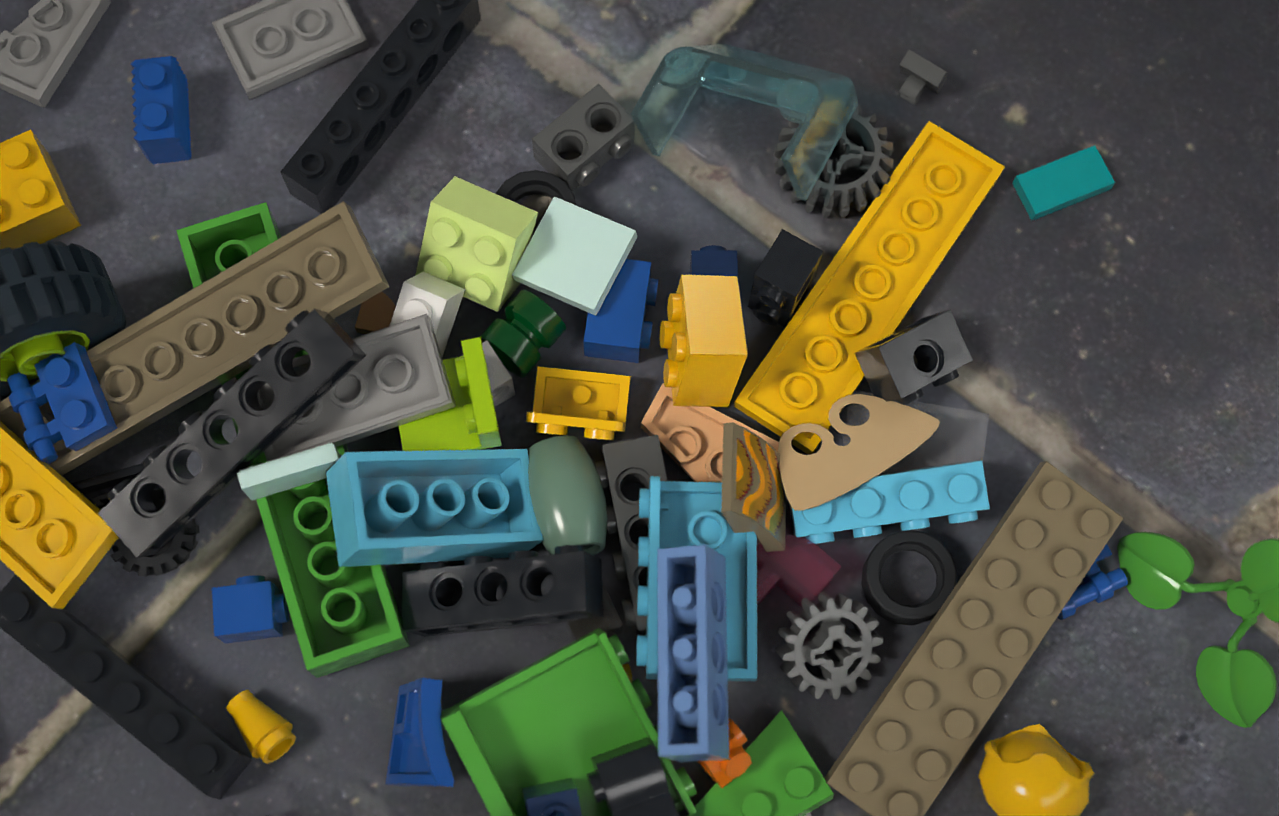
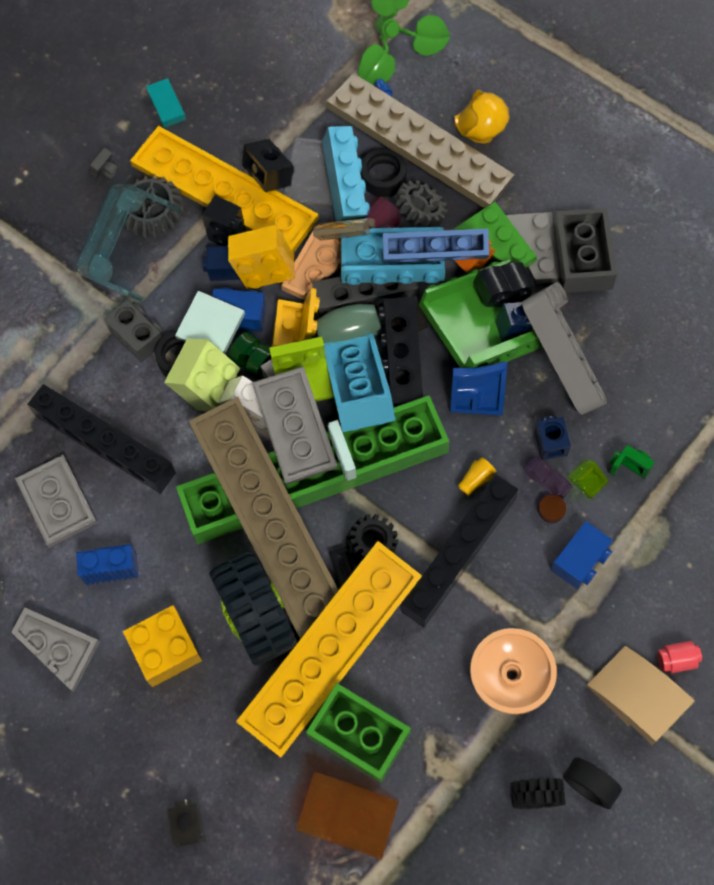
camera: 85 degrees left, 5 degrees down
(74, 398) = (298, 578): blue plate -> none
(131, 506) = (284, 419): black brick -> none
(248, 610) = (413, 486): blue brick -> none
(874, 447) = (319, 177): tan piece -> none

